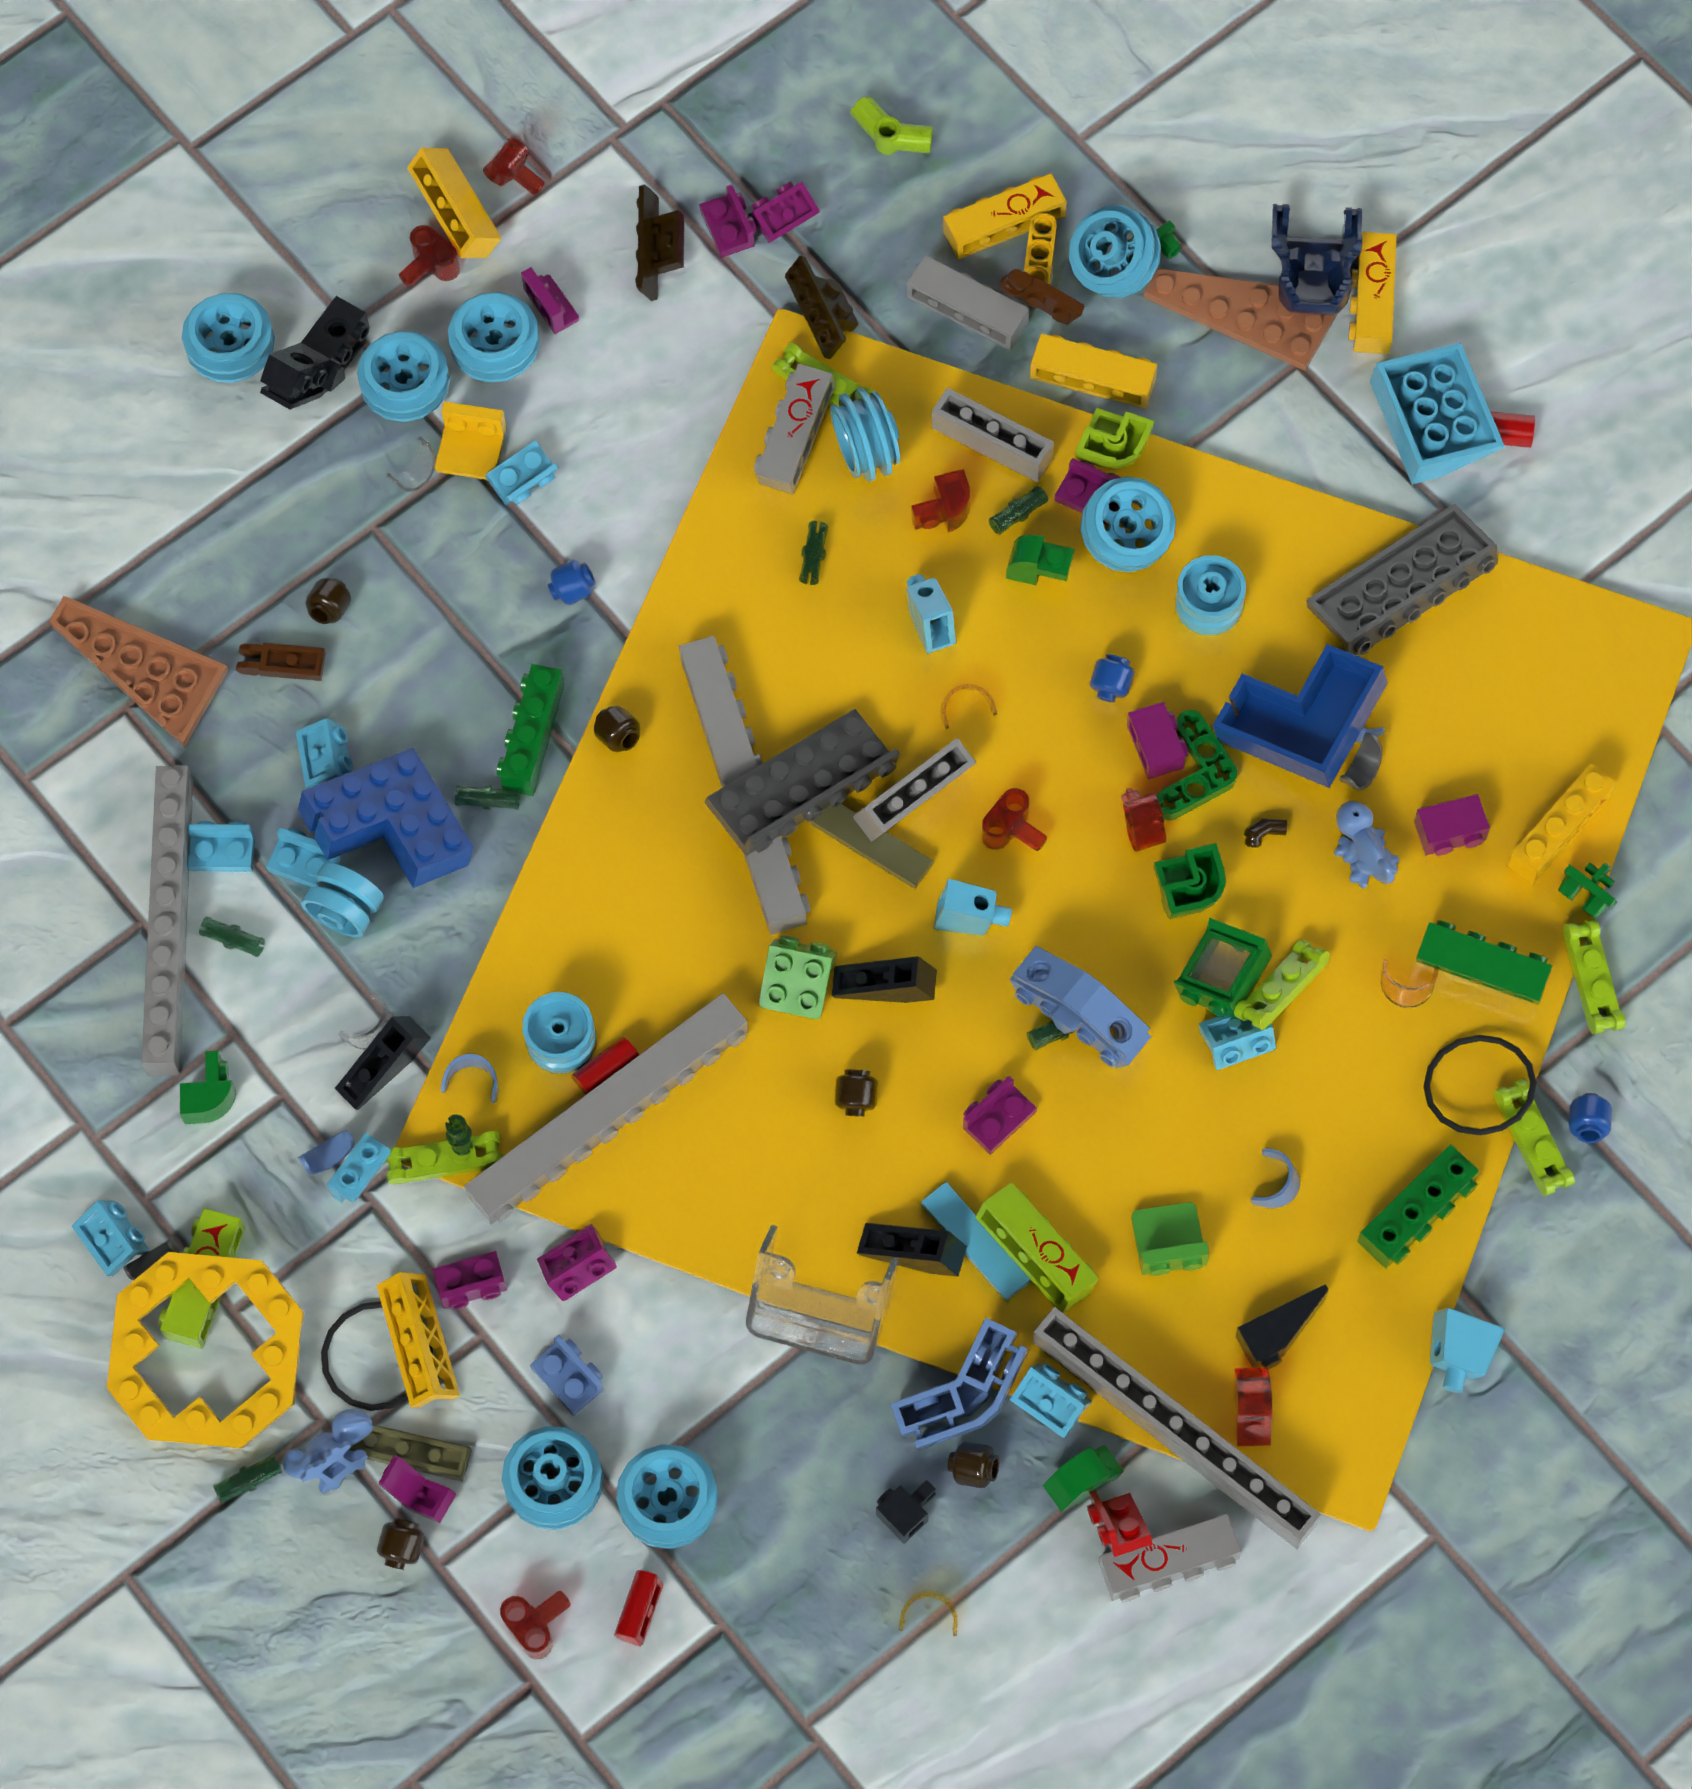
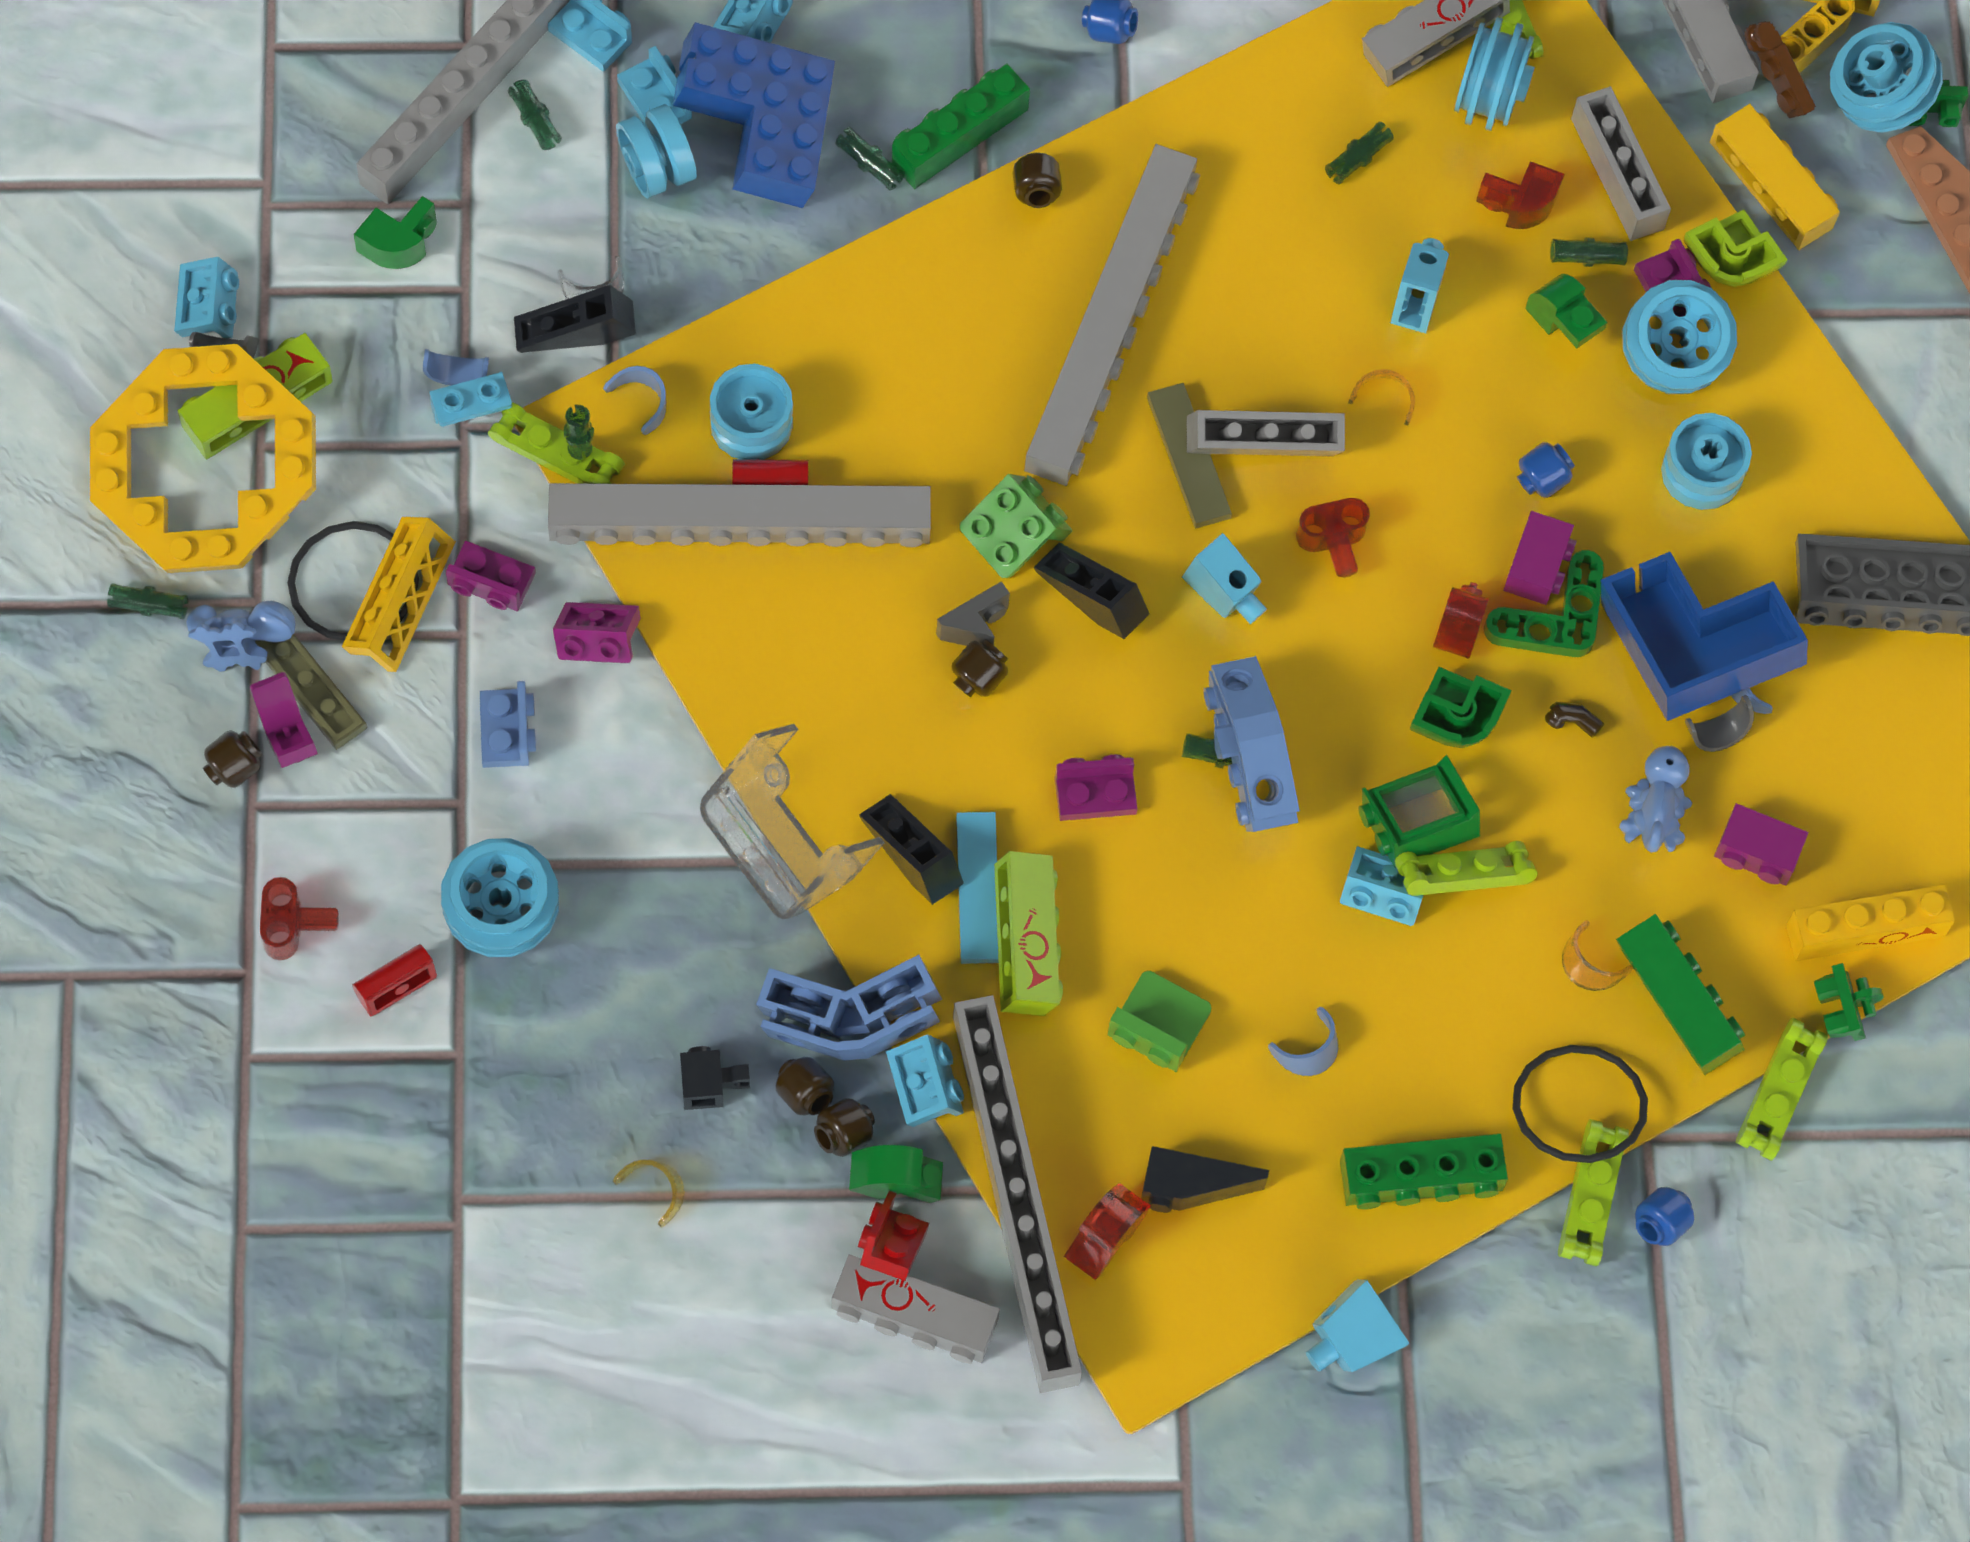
camera: 30 degrees right, 0 degrees up
(573, 1505) = (405, 773): medium azure wheel -> none
(801, 782) = (1165, 350): dark grey bracket -> none
(822, 1067) = (968, 620): none -> dark grey slope
(1023, 1472) = (844, 1127): none -> dark brown head

